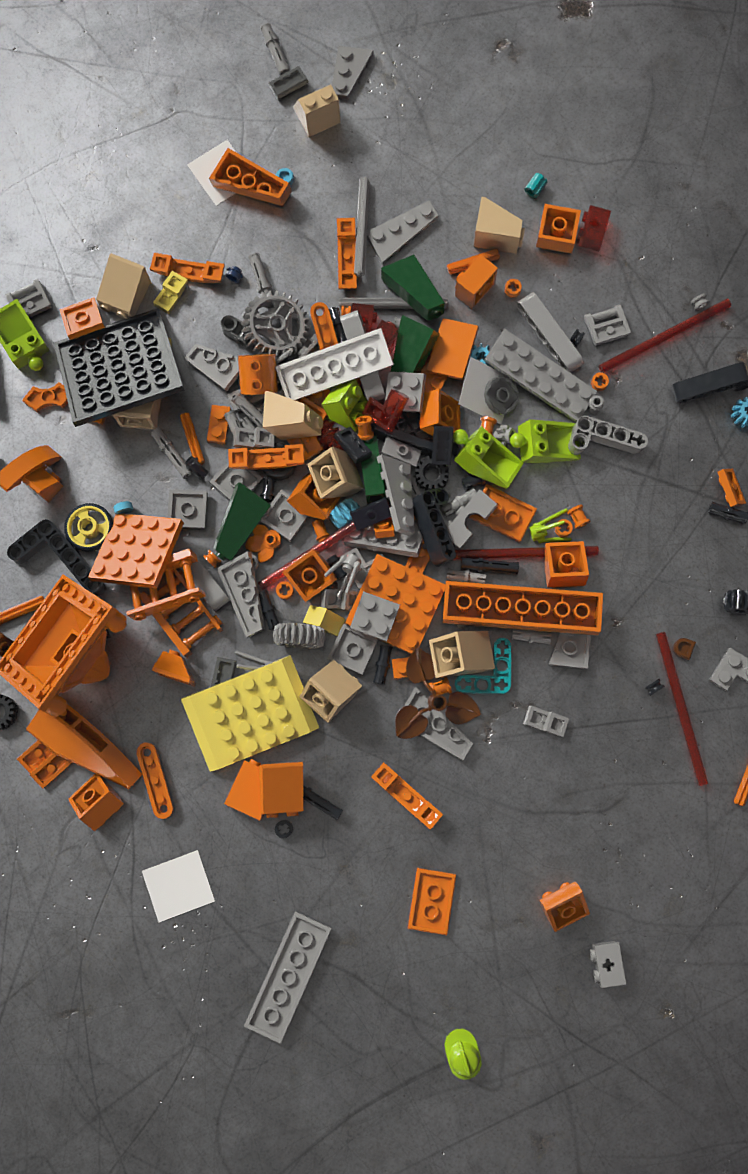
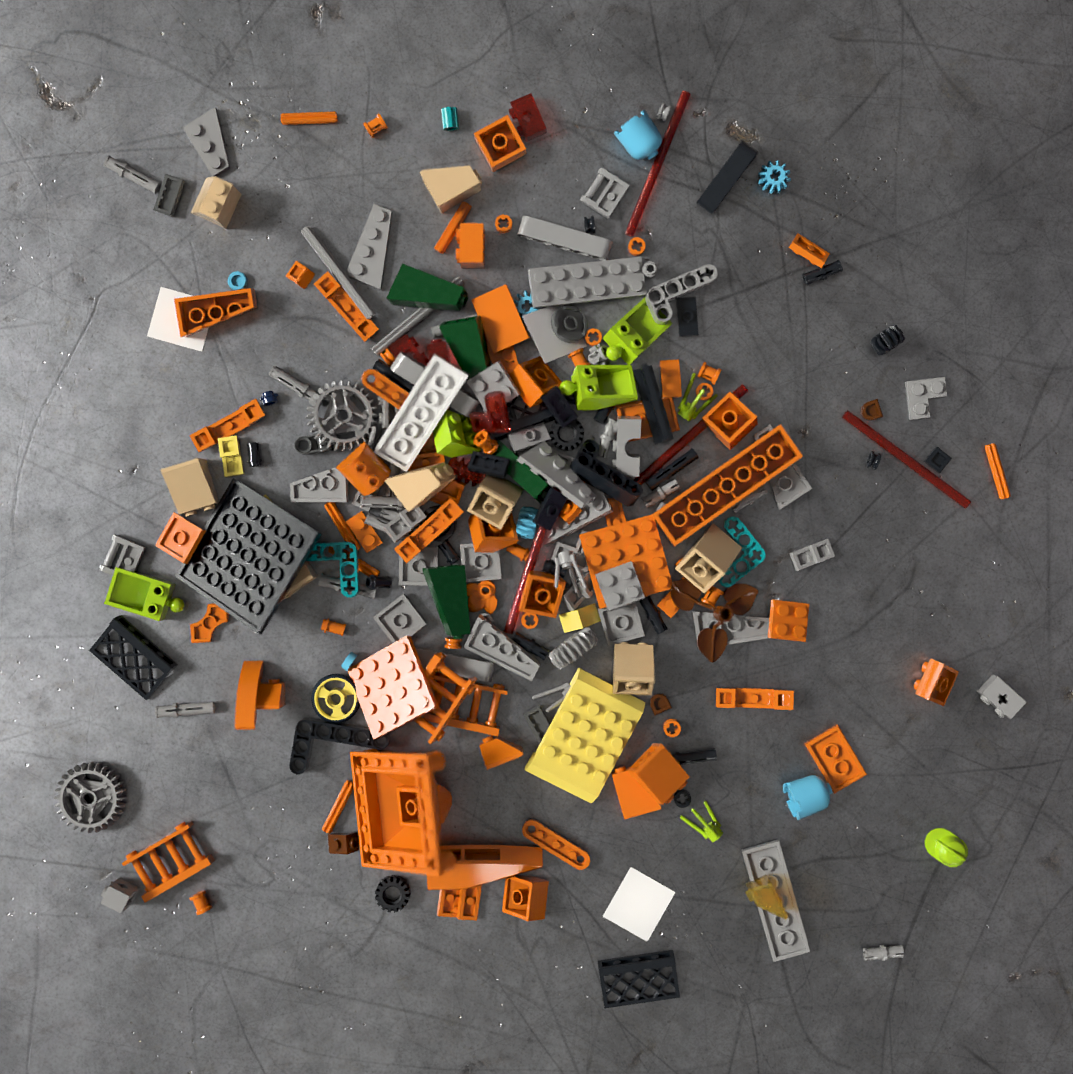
camera: 45 degrees left, 10 degrees up
(130, 930) = (639, 963): none -> black fence
(131, 469) = (333, 627): none -> orange pin
(184, 423) = (340, 555): none -> teal beam
(188, 304) = (254, 455): none -> black pin
(206, 405) = (341, 524): none -> orange axle
(281, 963) = (765, 896): none -> clear yellow slope
(284, 874) = (711, 829): none -> lime plant
(324, 771) = (677, 730): none -> orange bush
(329, 738) = (659, 703): none -> reddish brown tile
(333, 208) = (300, 275): none -> orange slope
(338, 1098) = (883, 953): none -> light grey pin
(384, 910) = (807, 796): none -> medium azure cylinder
(434, 108) = (309, 118): none -> orange axle
(471, 151) = (375, 125): none -> orange bush
(484, 756) = (788, 620): none -> orange plate
(515, 416) = (592, 331): none -> orange bush
(516, 503) = (653, 404): none -> black fence
(545, 497) = (670, 378): none -> orange slope
(596, 463) = (687, 316): none -> black plate
(667, 302) = (640, 137): none -> medium azure cylinder
(707, 729) = (937, 459): none -> black tile

